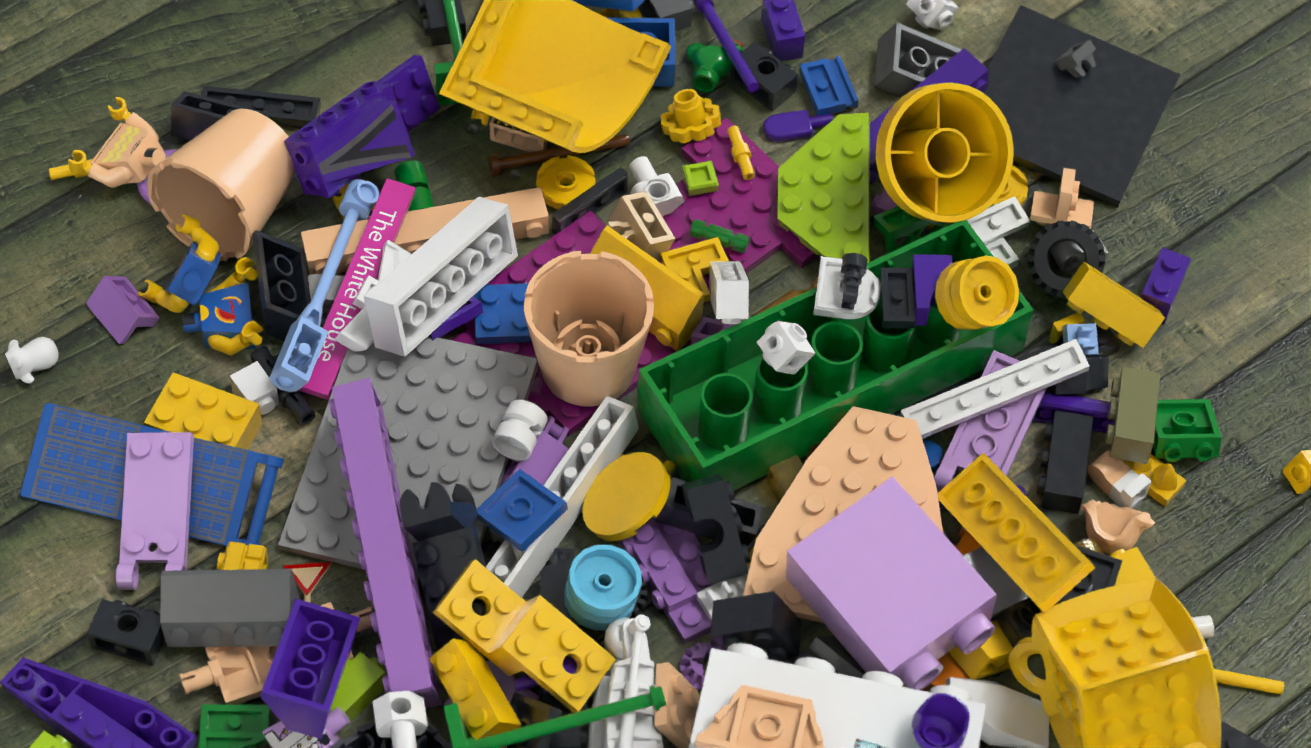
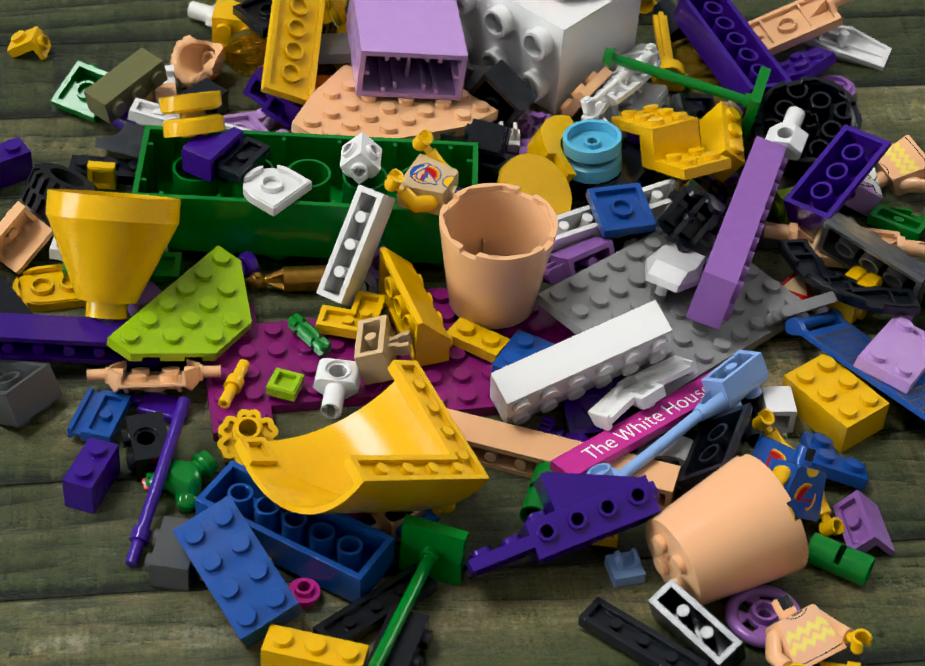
camera: 150 degrees left, 15 degrees down
(130, 257) = (840, 559): none -> green pin
(178, 346) = (839, 469): none -> blue plate
(254, 552) = (875, 299): none -> black tile
(281, 504) = (801, 309): none -> light grey hinge
(424, 450) = (673, 269): none -> white piece
(519, 431) = (589, 246): white wheel -> none
(665, 588) = (549, 143): none -> yellow arch
(700, 351) = (427, 182): none -> torso
(789, 130) = (153, 381): none -> light nougat plate
(853, 269) = (262, 175): black piece -> none
(1085, 334) = (105, 149): light blue tile -> none
(1112, 306) = (62, 151): yellow brick -> none

